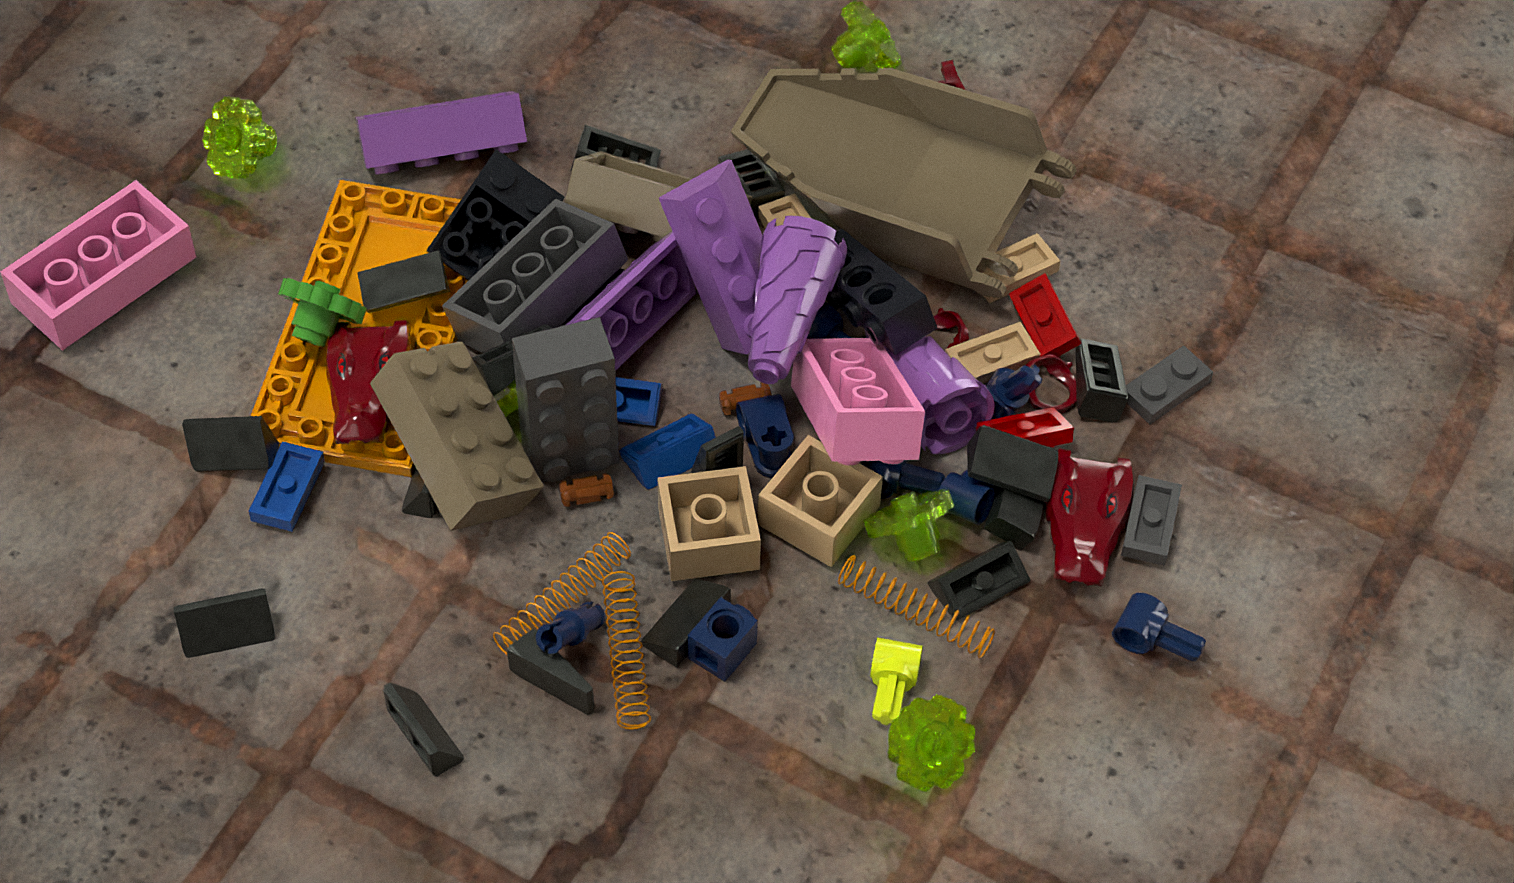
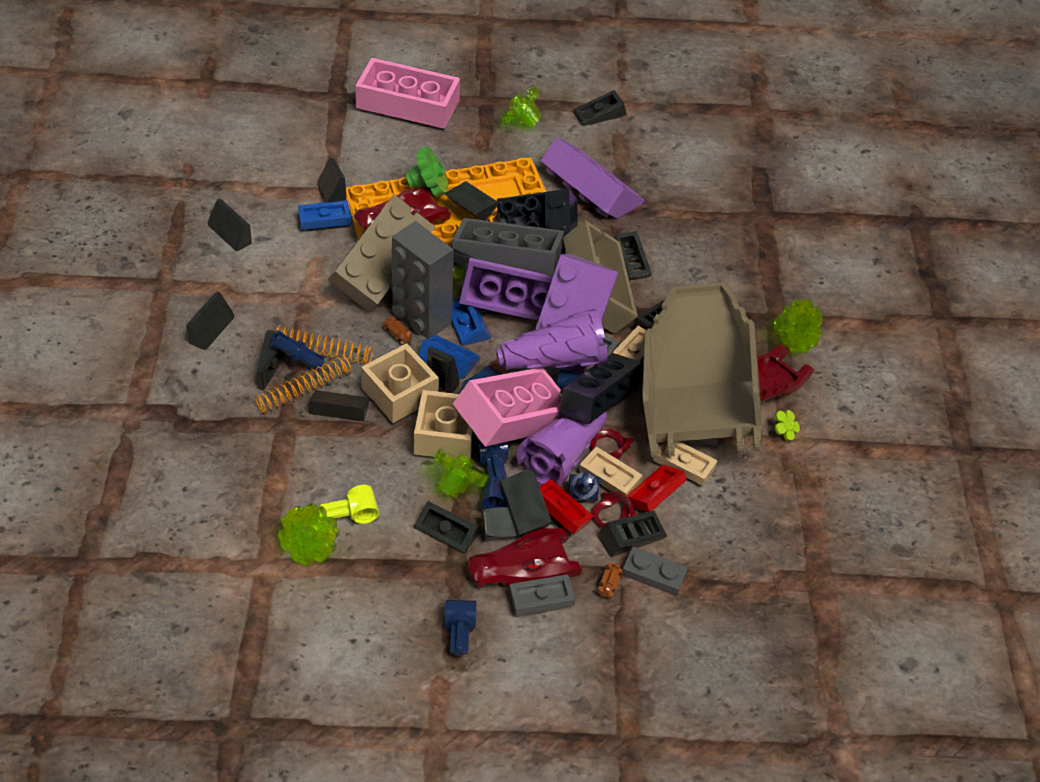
camera: 60 degrees right, 5 degrees down
(293, 53) = (601, 109): none -> pearl dark grey slope
(718, 654) = (332, 420): dark blue brick -> none
(980, 645) = (404, 536): light orange piece -> none
(1161, 437) = (609, 580): none -> dark orange piece

